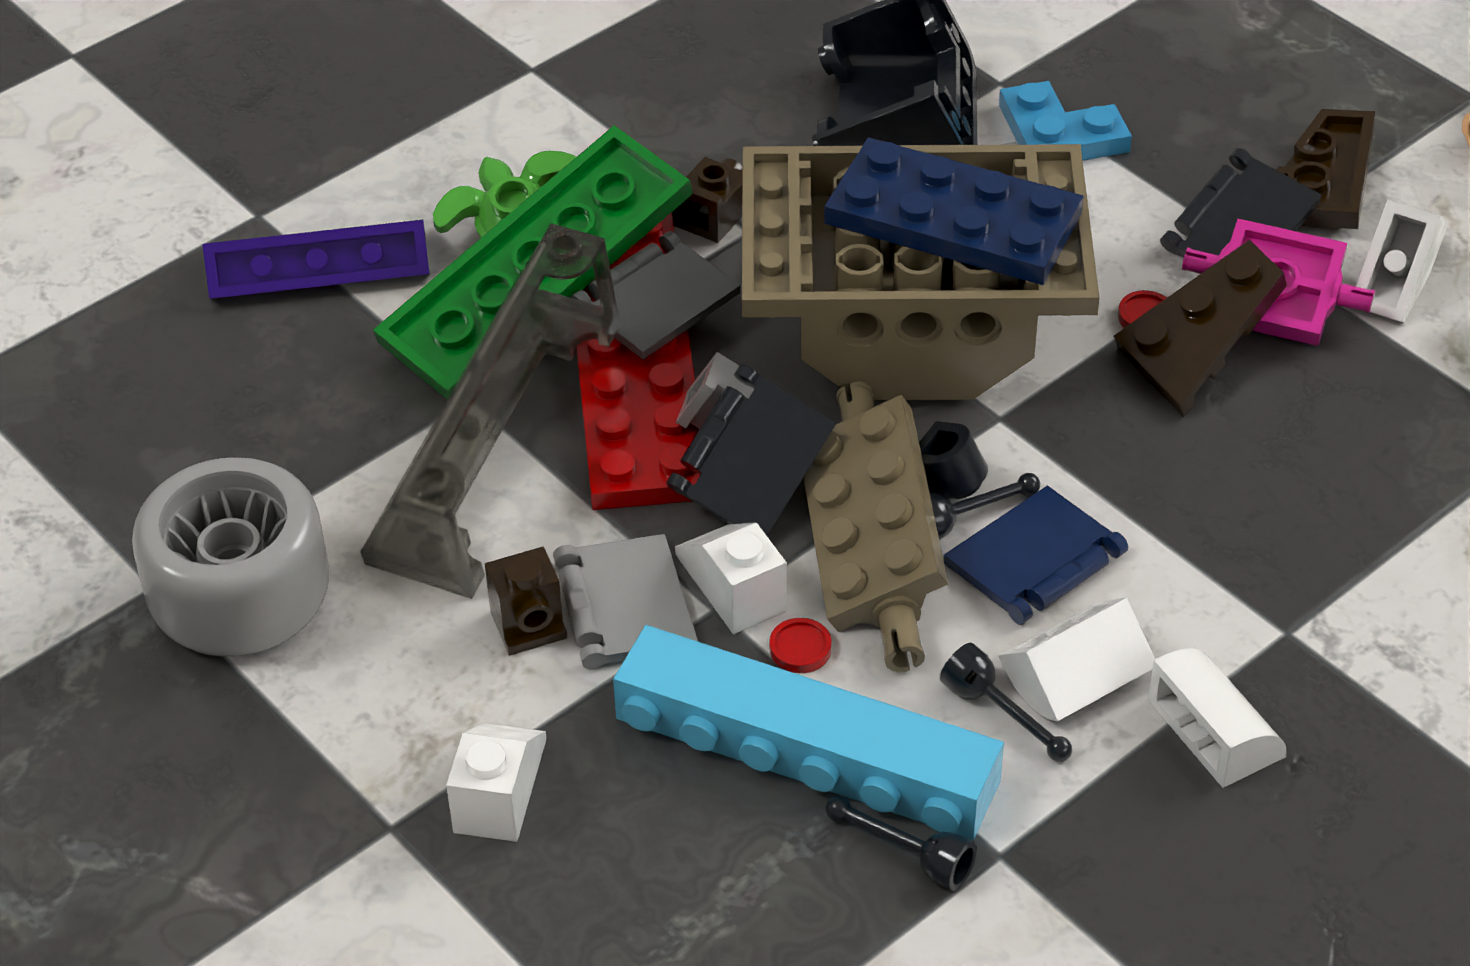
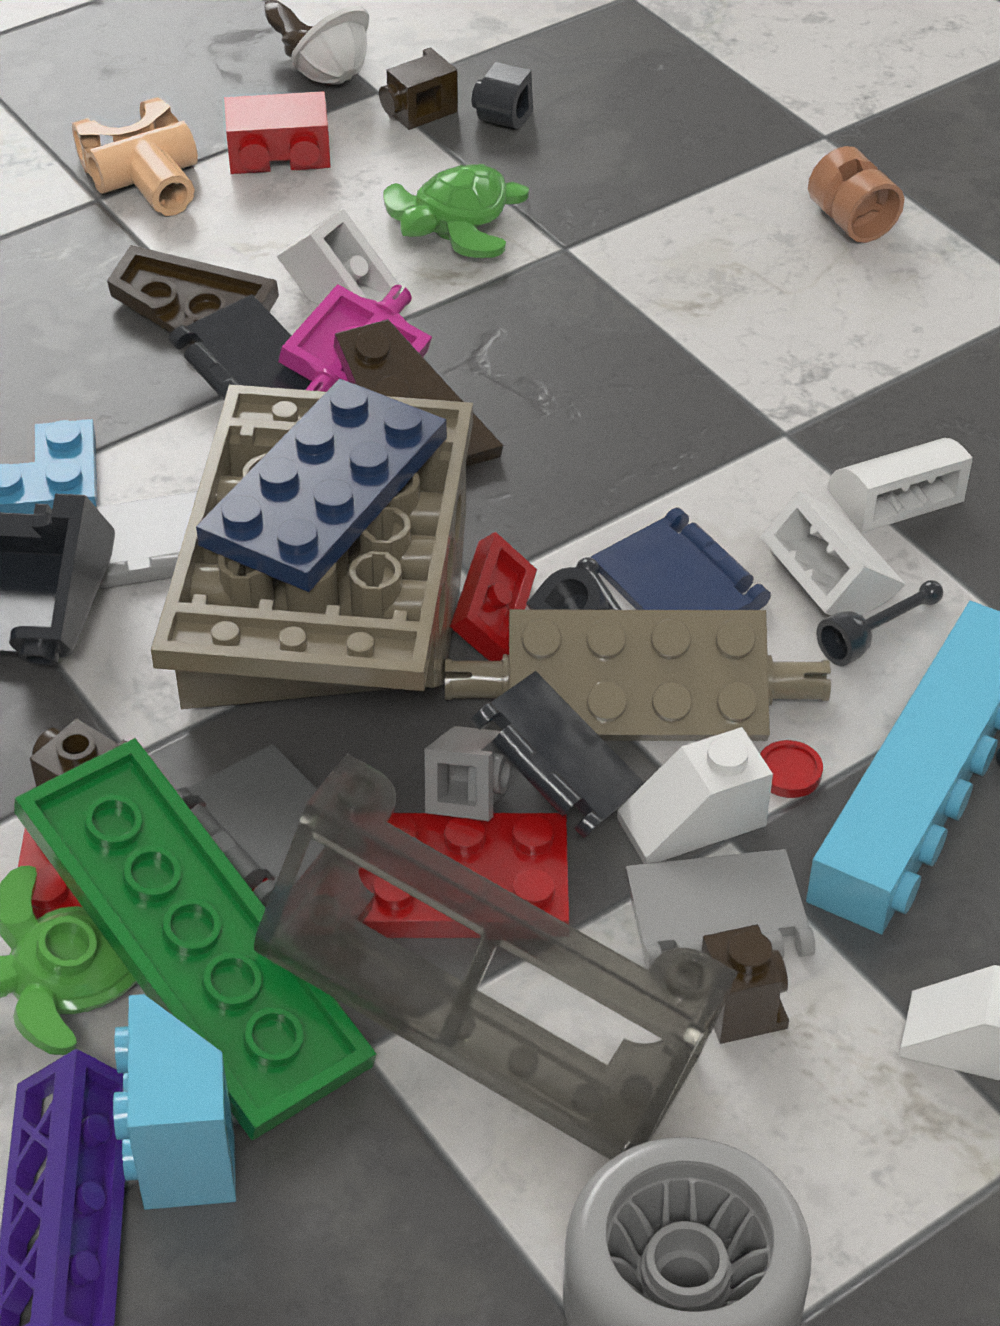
camera: 85 degrees left, 0 degrees up
(373, 268) = (172, 1111): none -> medium azure slope
(983, 409) = (494, 584): none -> red plate

